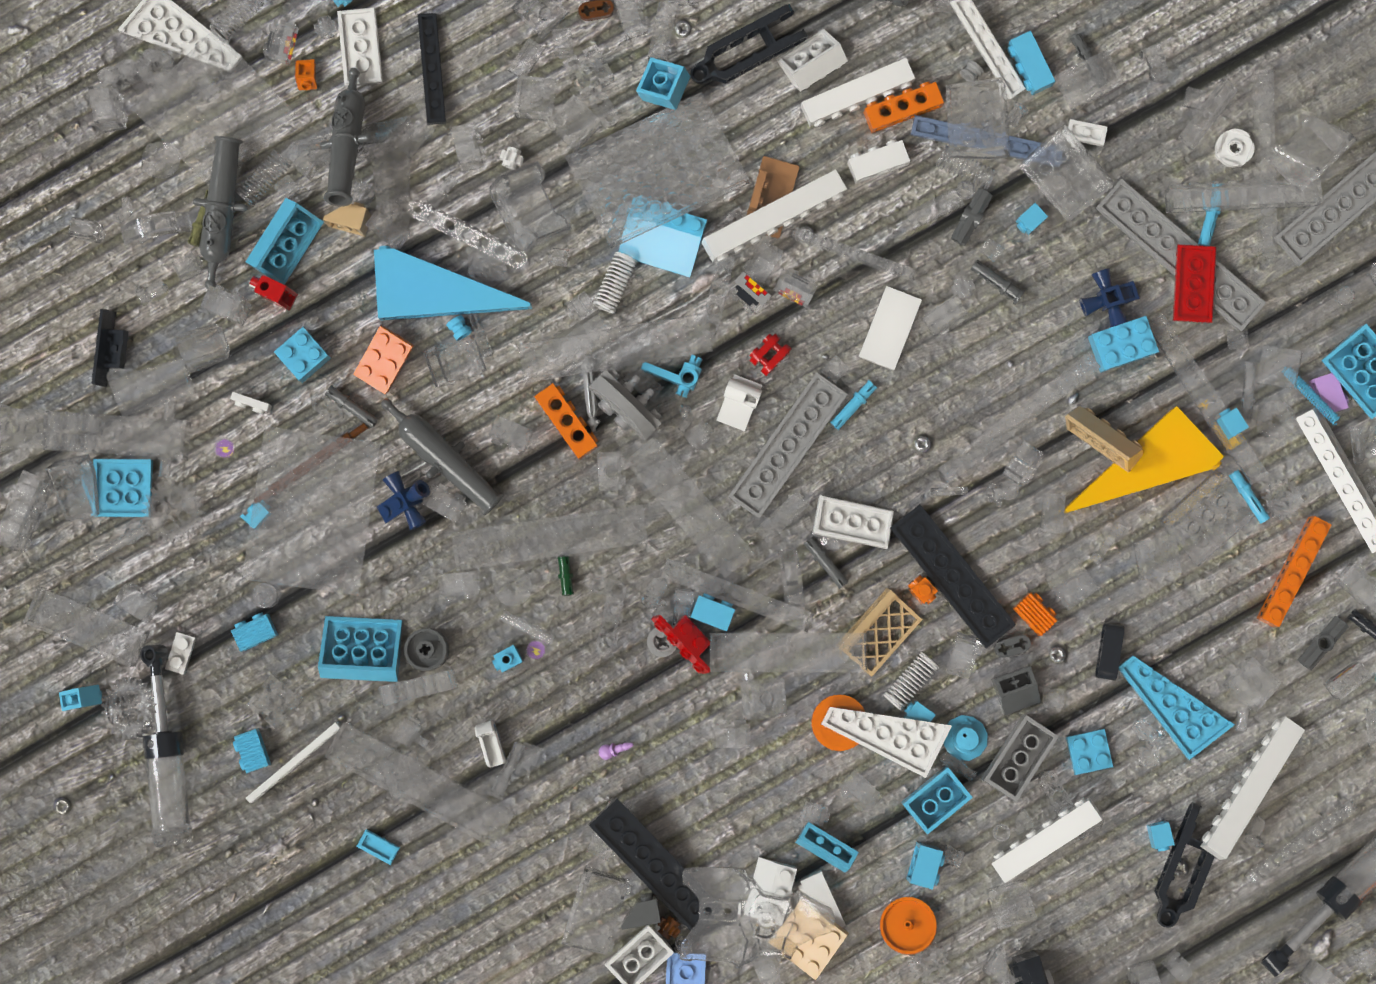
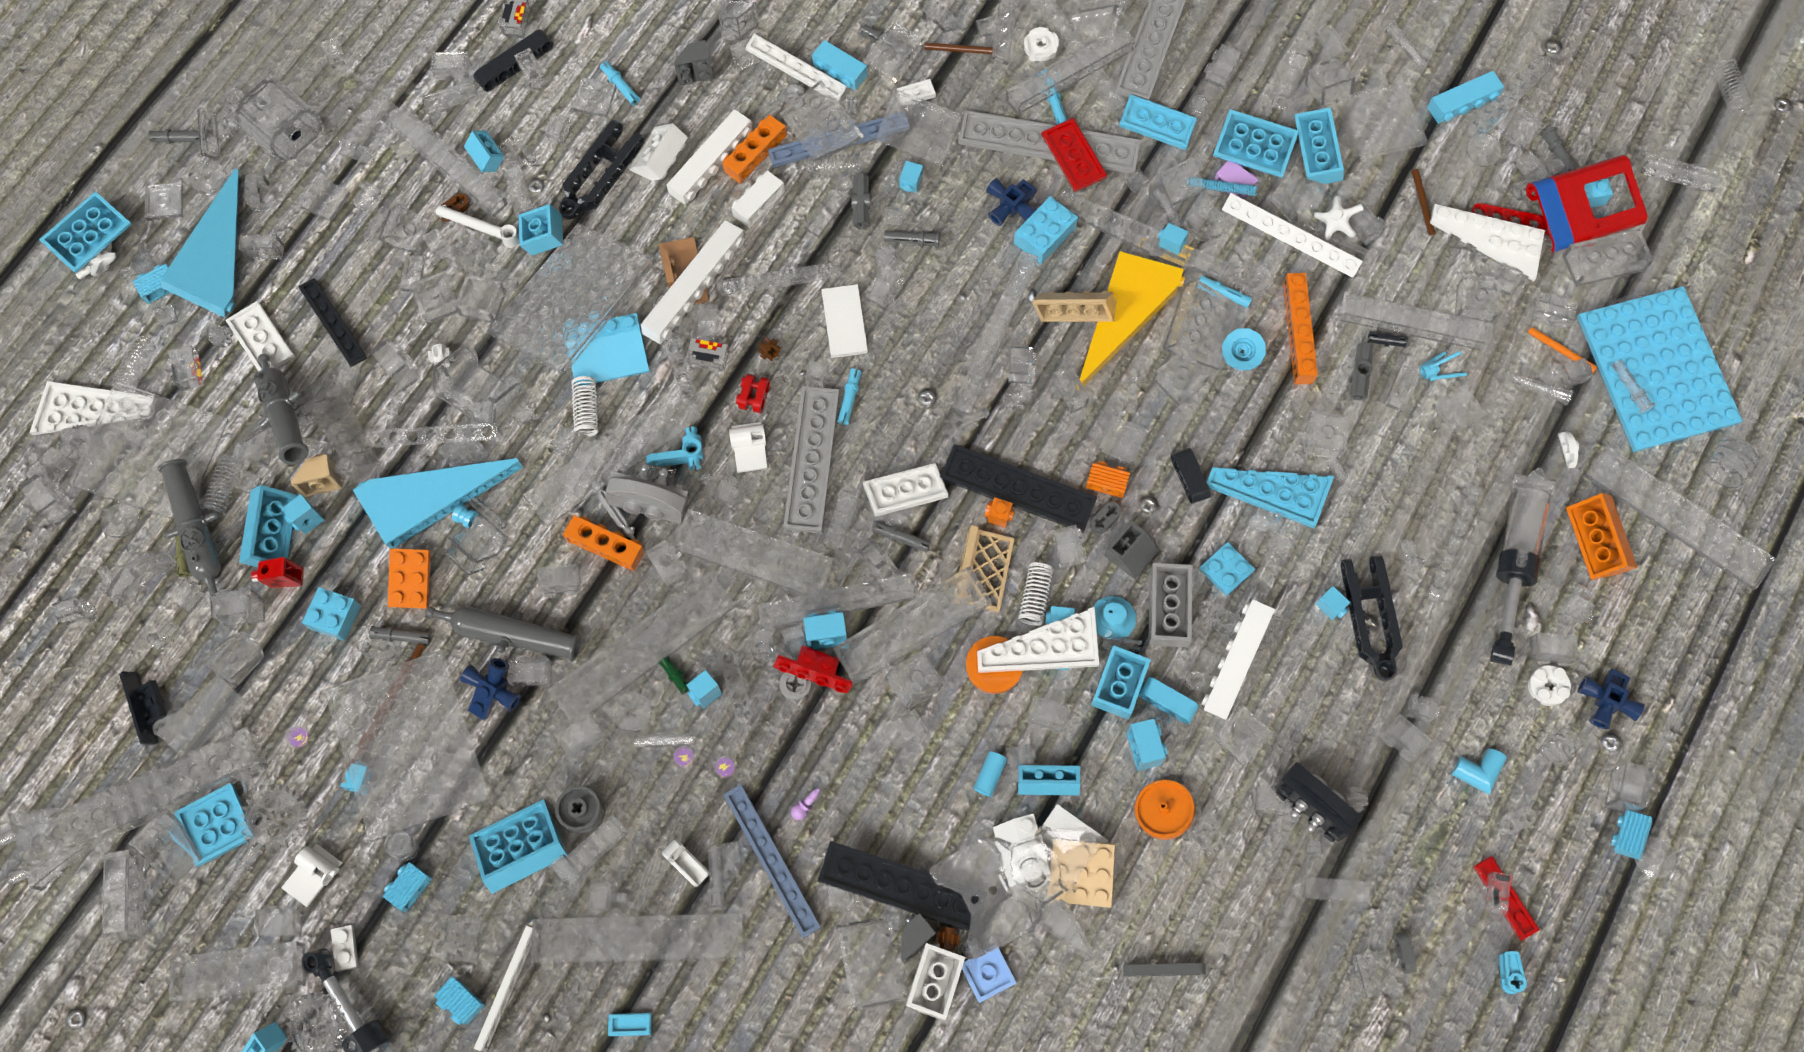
camera: 25 degrees left, 15 degrees down
(183, 576) = (305, 881): none -> white piece
(258, 406) = (309, 680): white plate -> none
(305, 74) = (221, 384): orange bracket -> none
(319, 248) = (301, 515): none -> medium azure brick
(512, 653) = (668, 773): medium azure brick -> none
(561, 781) = (772, 861): none -> sand blue plate
(565, 678) = (724, 766): none -> clear tile
(581, 606) = (703, 690): none -> medium azure brick
(609, 43) = (480, 225): none -> white piece
(781, 812) = (990, 774): none -> medium azure pin
(795, 287) = (744, 329): clear brick -> none
(806, 319) = (768, 348): none -> reddish brown gear
(968, 837) = (1168, 700): none -> medium azure beam
(1155, 107) = (958, 48): none -> reddish brown bar
(1227, 573) = (1246, 340): none -> medium azure hat
(1252, 787) = (1384, 518): white brick -> none
(1294, 292) = (1157, 122): none -> medium azure tile

